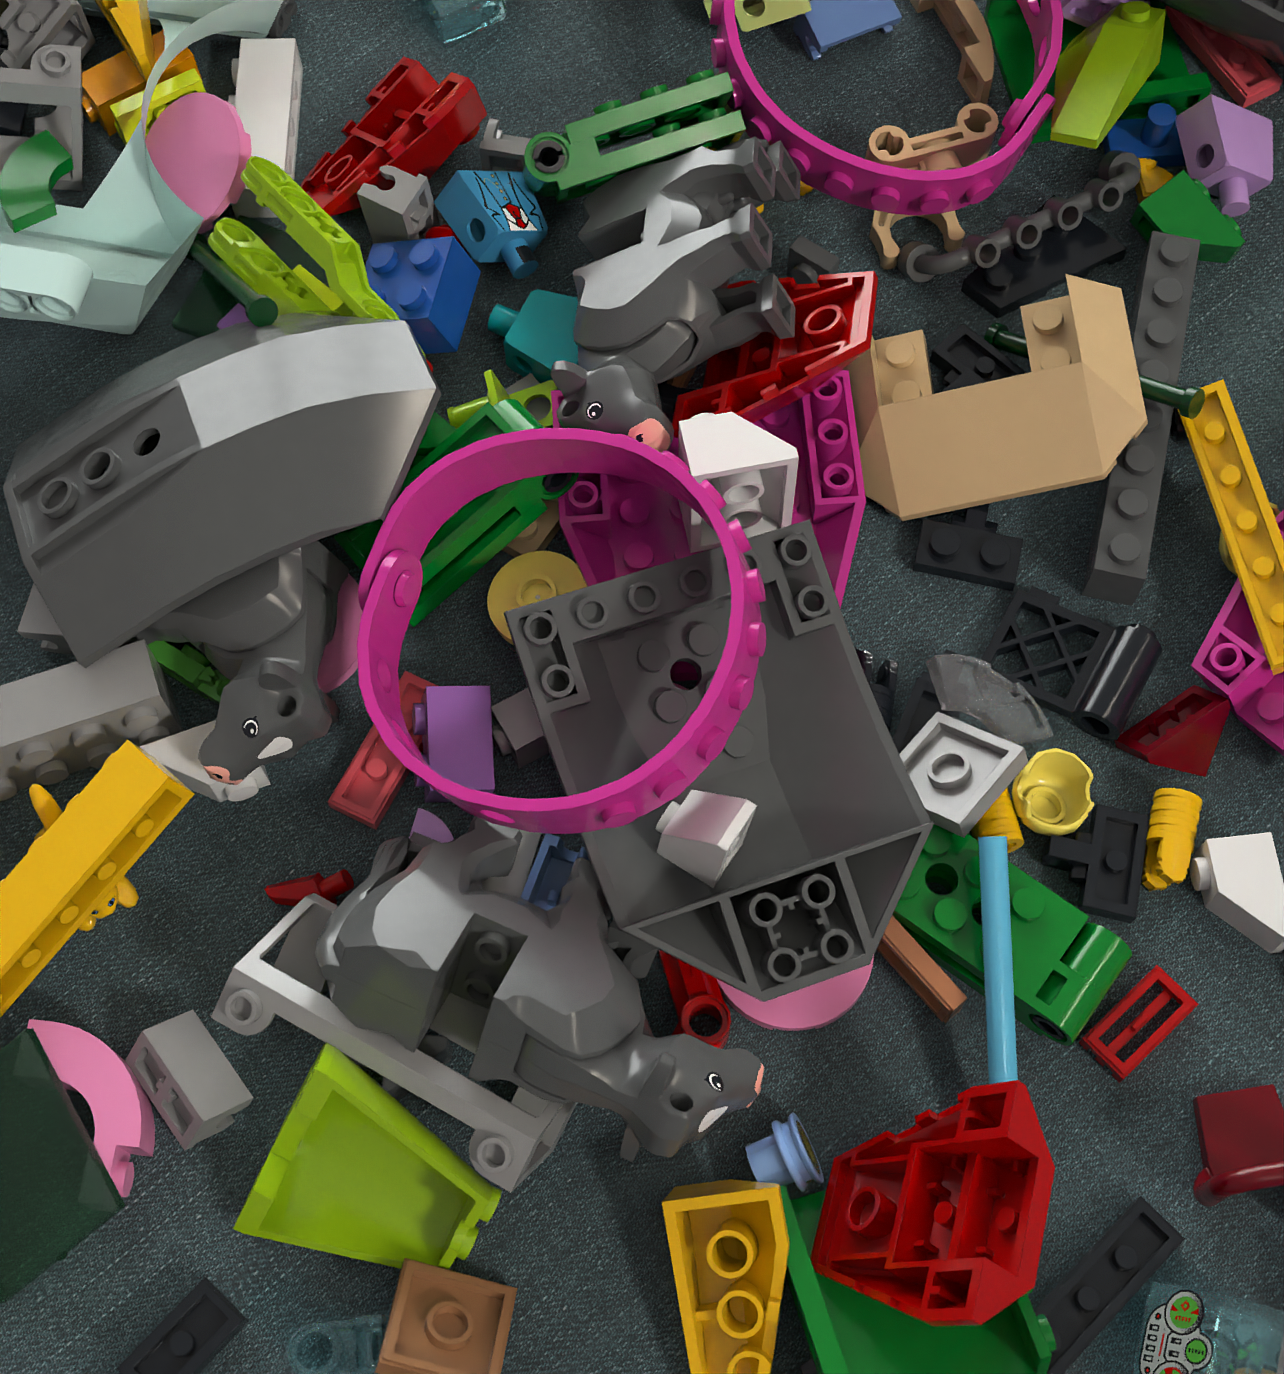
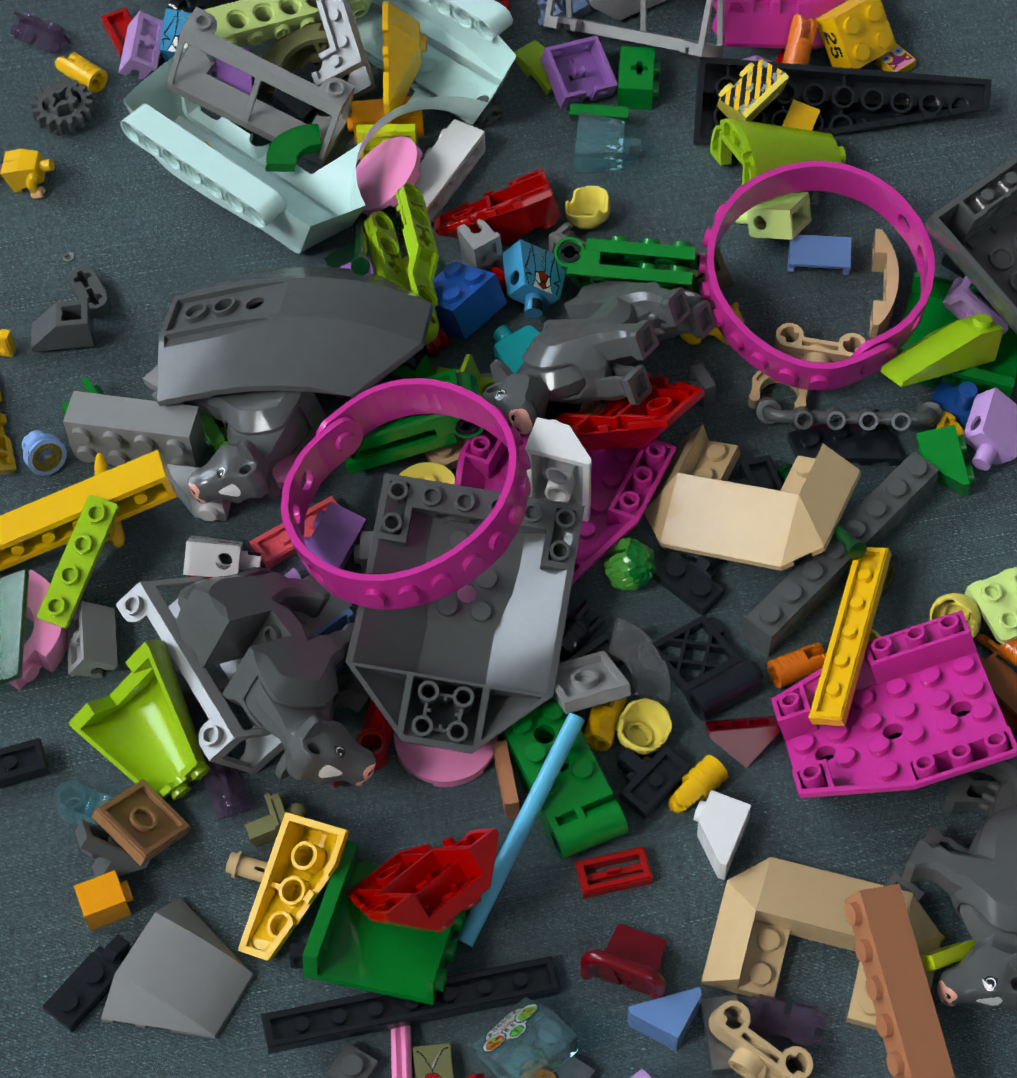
camera: 30 degrees right, 10 degrees down
(104, 975) = (78, 561): none -> lime bracket
(306, 854) = (204, 560): none -> white torso
(505, 84) = (588, 207): none -> light yellow hair
(539, 1210) = (225, 790): none -> clear purple hinge
(639, 1306) = (245, 866): none -> tan pin
(642, 1211) = (267, 828): none -> olive piece
(704, 833) = (422, 640): white slope -> none
(785, 1156) = (372, 833): light blue piece -> none
(887, 567) = (630, 564): none -> piece
(1186, 599) = (796, 665): none -> orange hinge

